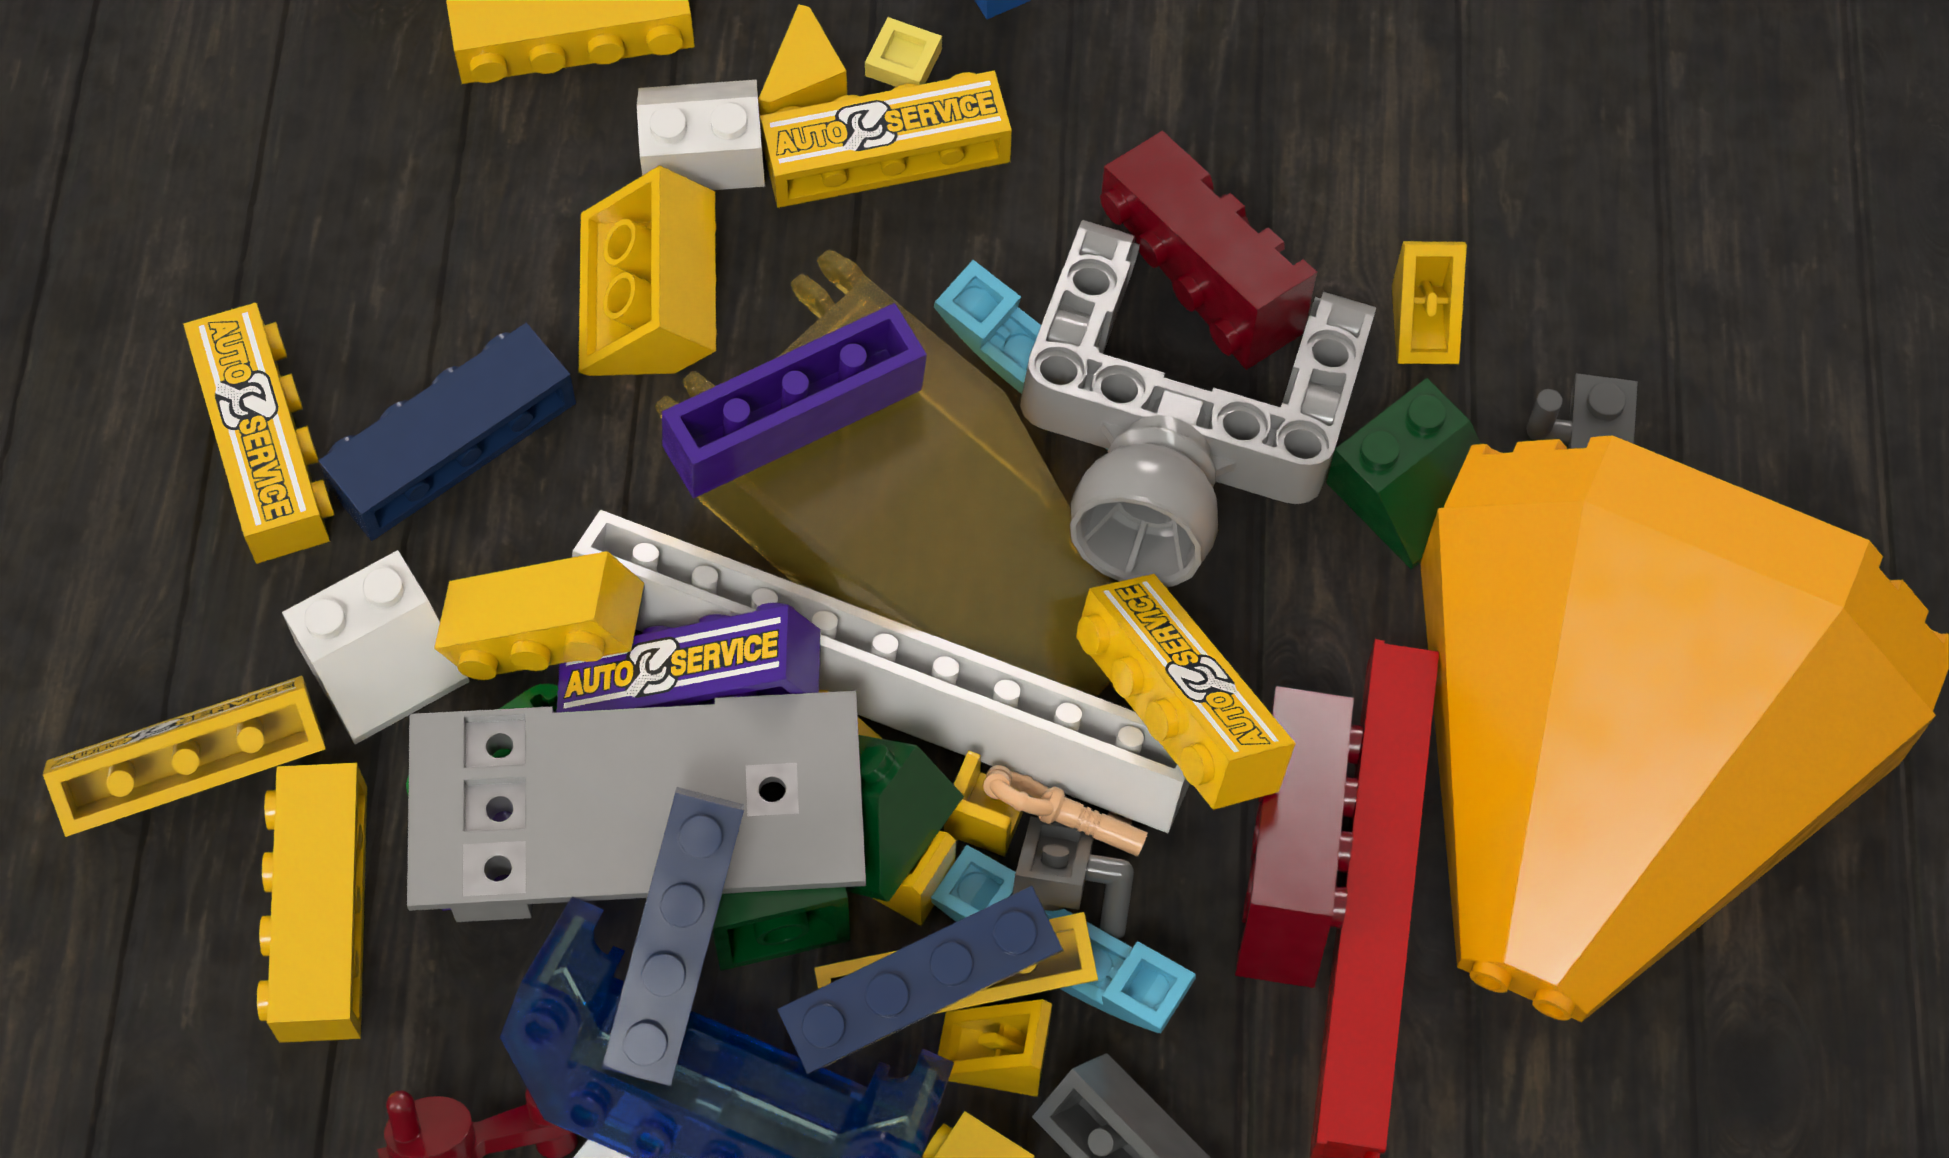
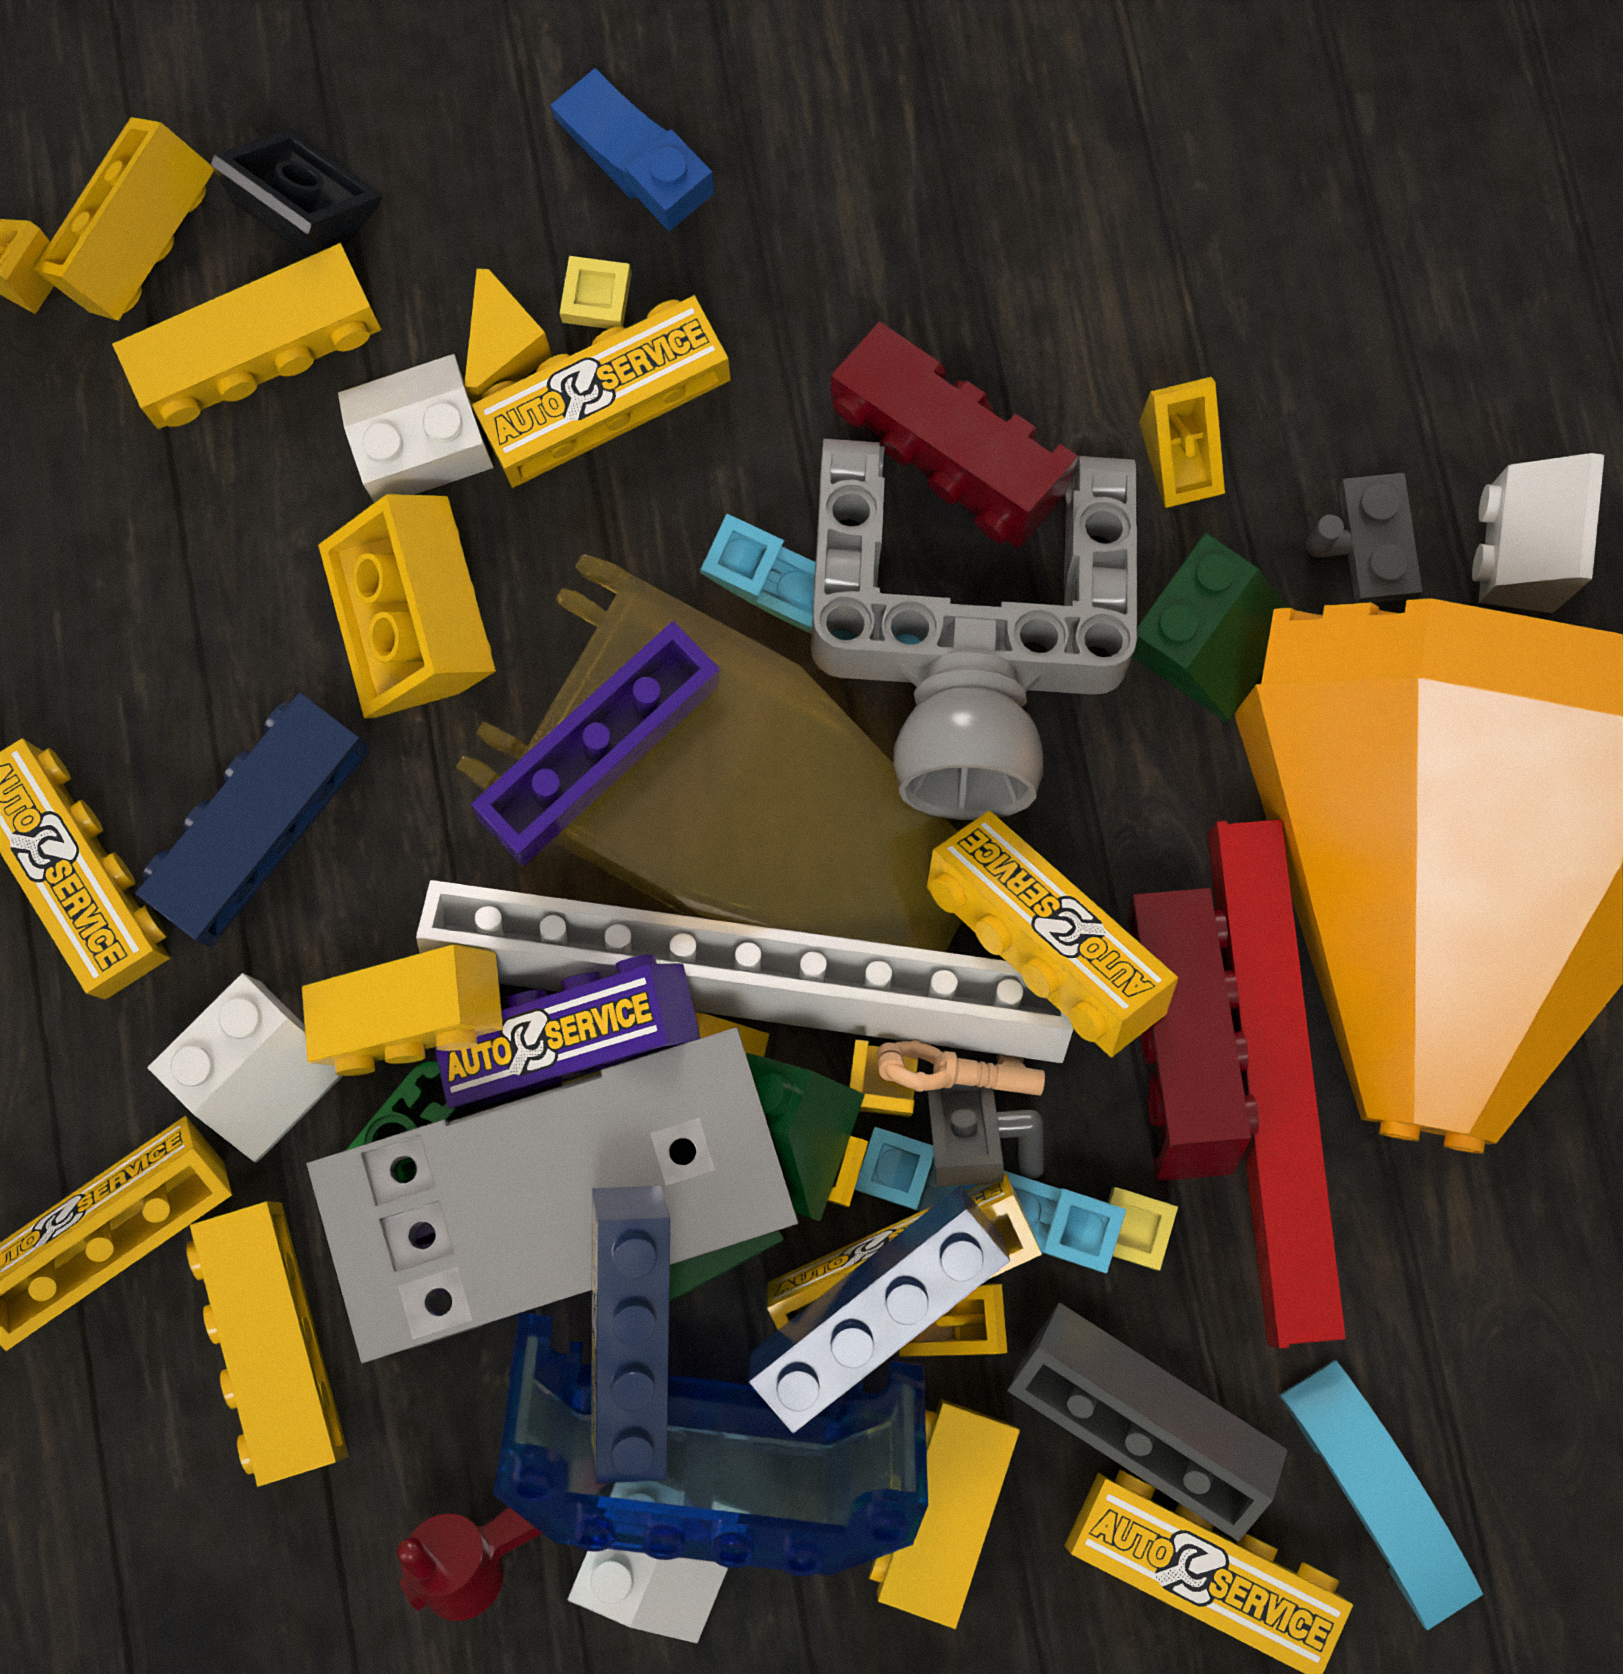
camera: 10 degrees left, 15 degrees up
(1207, 1008) = (1144, 1228): none -> light yellow plate
(1761, 436) = (1539, 532): none -> white slope

